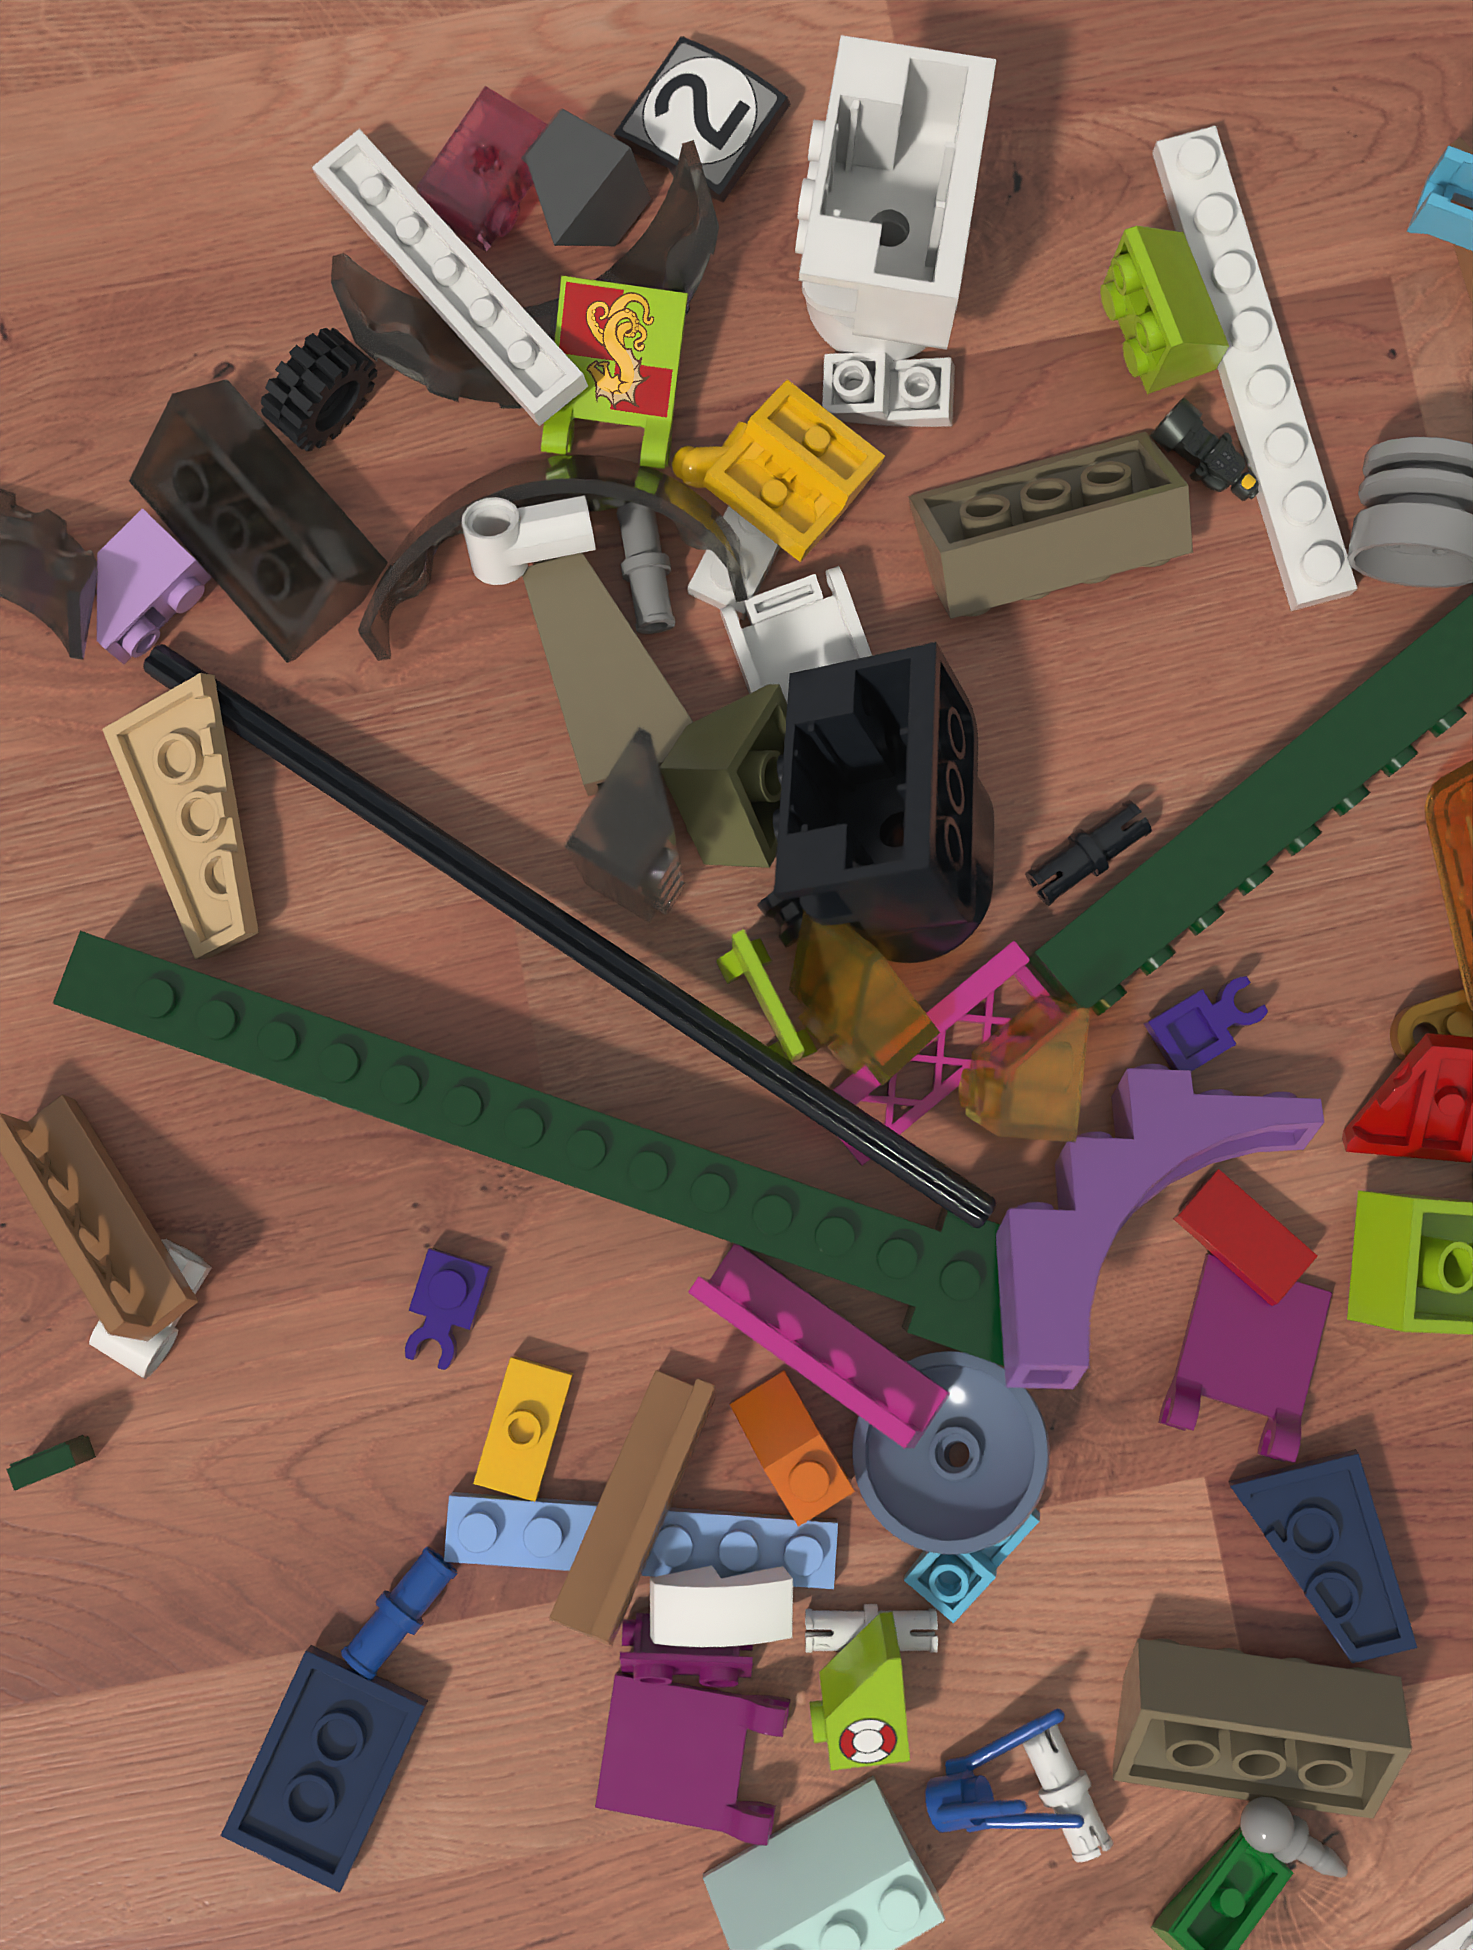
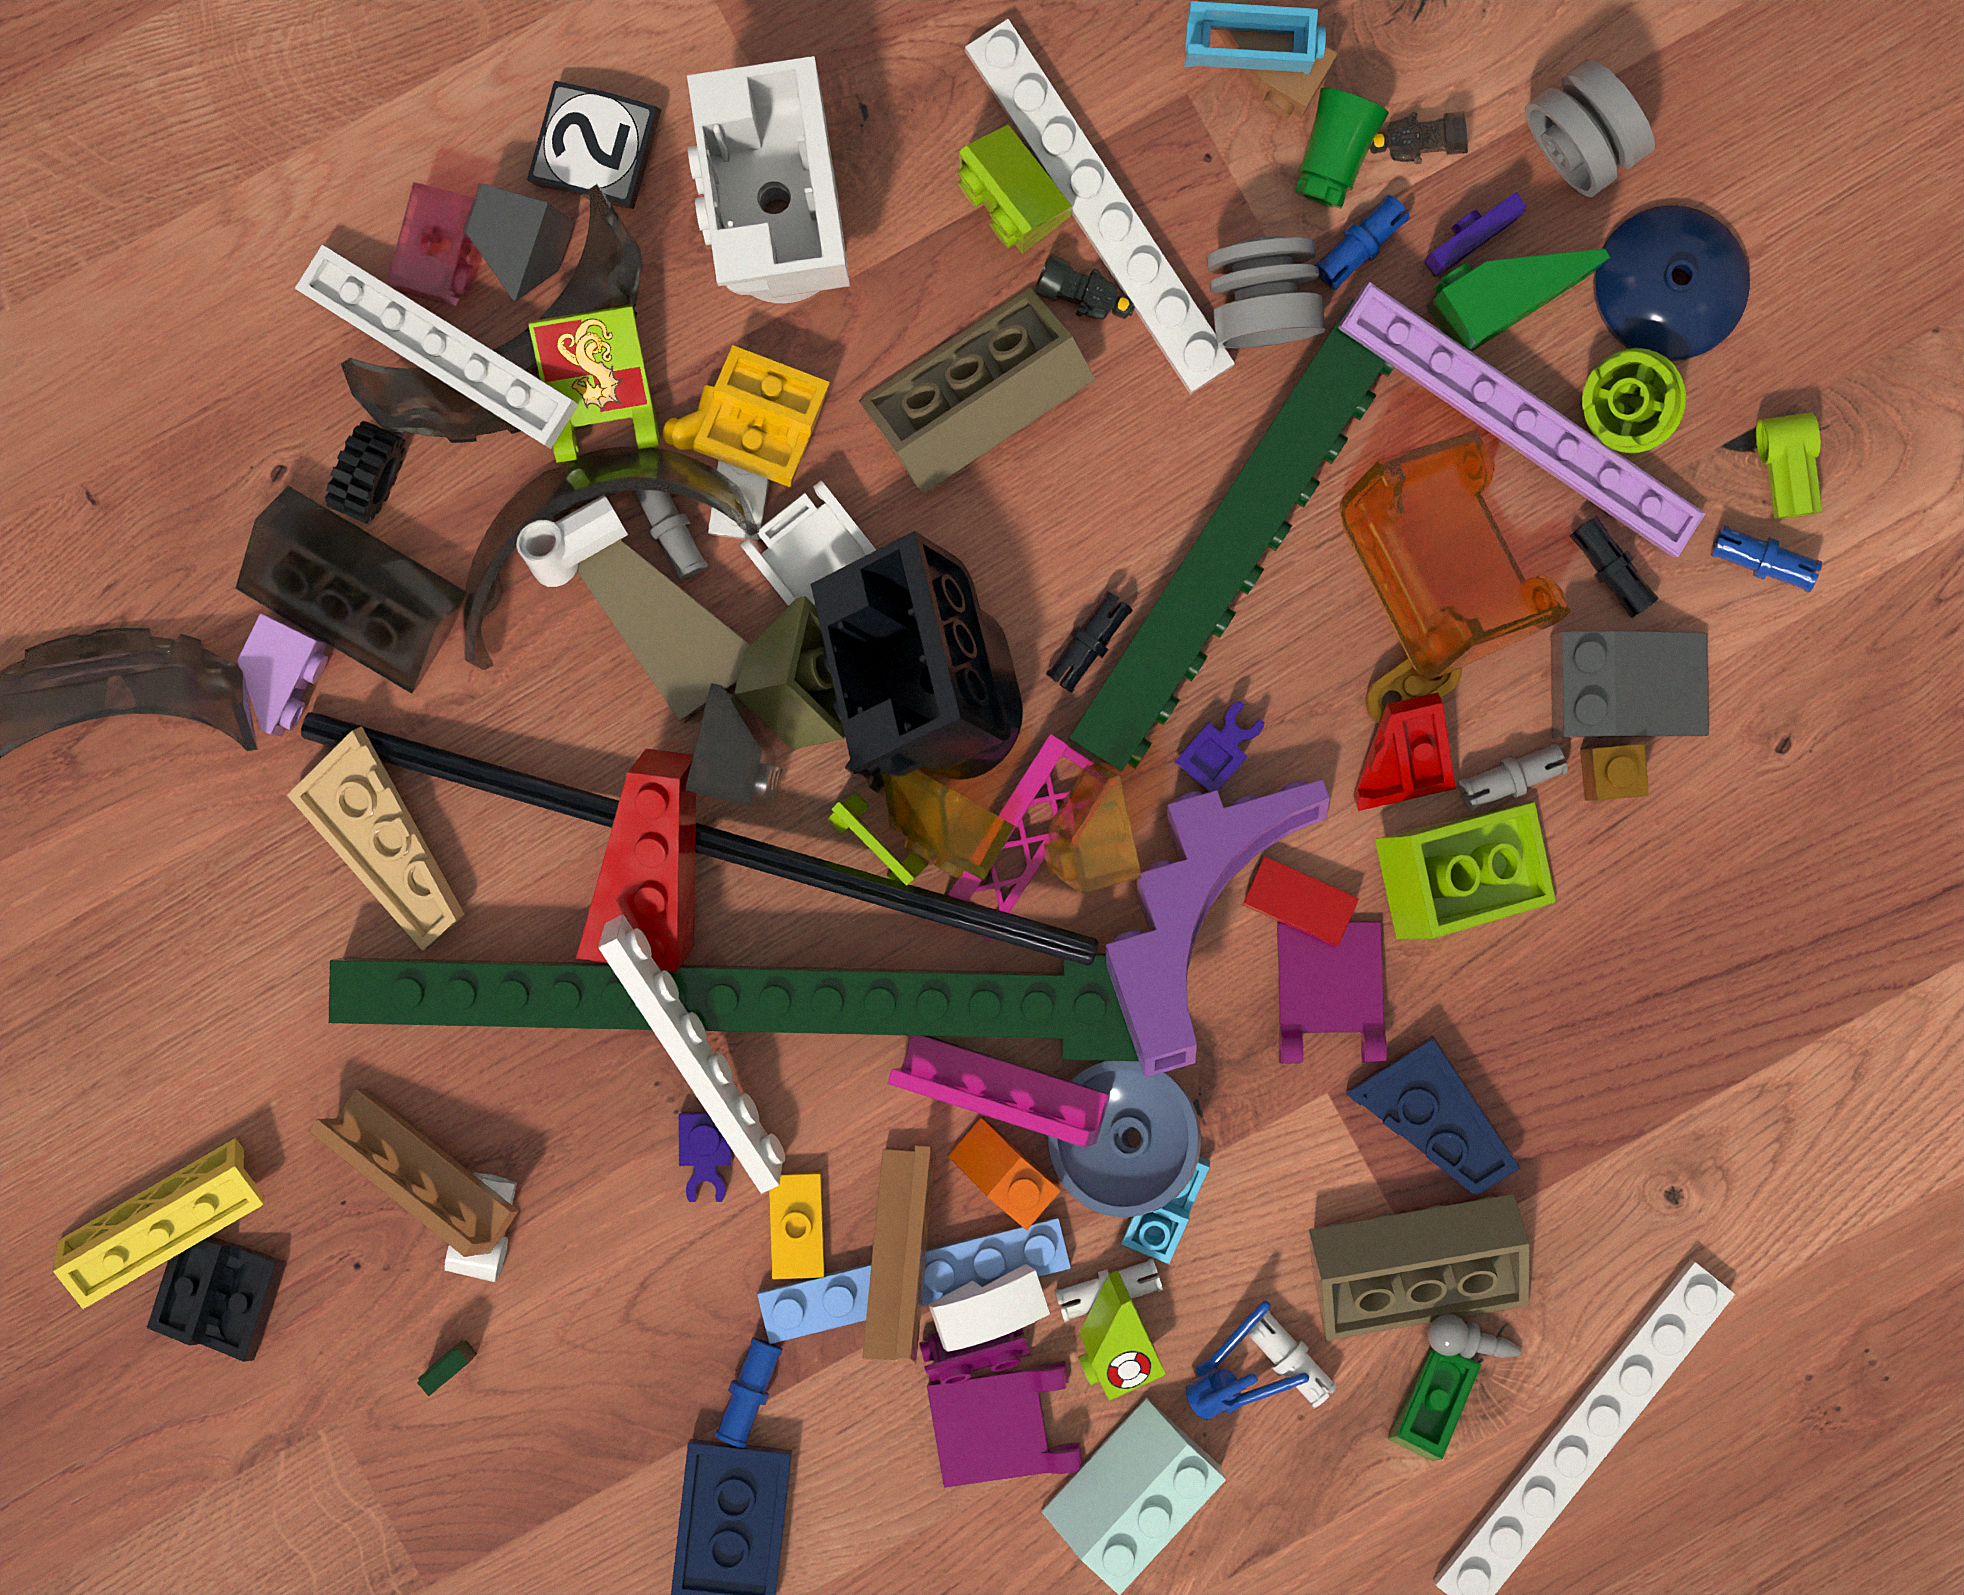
camera: 15 degrees left, 5 degrees up
(463, 1163) = (686, 1043): none -> white plate
(487, 946) = (650, 861): none -> red wedge
(887, 393) = (815, 321): white slope -> none

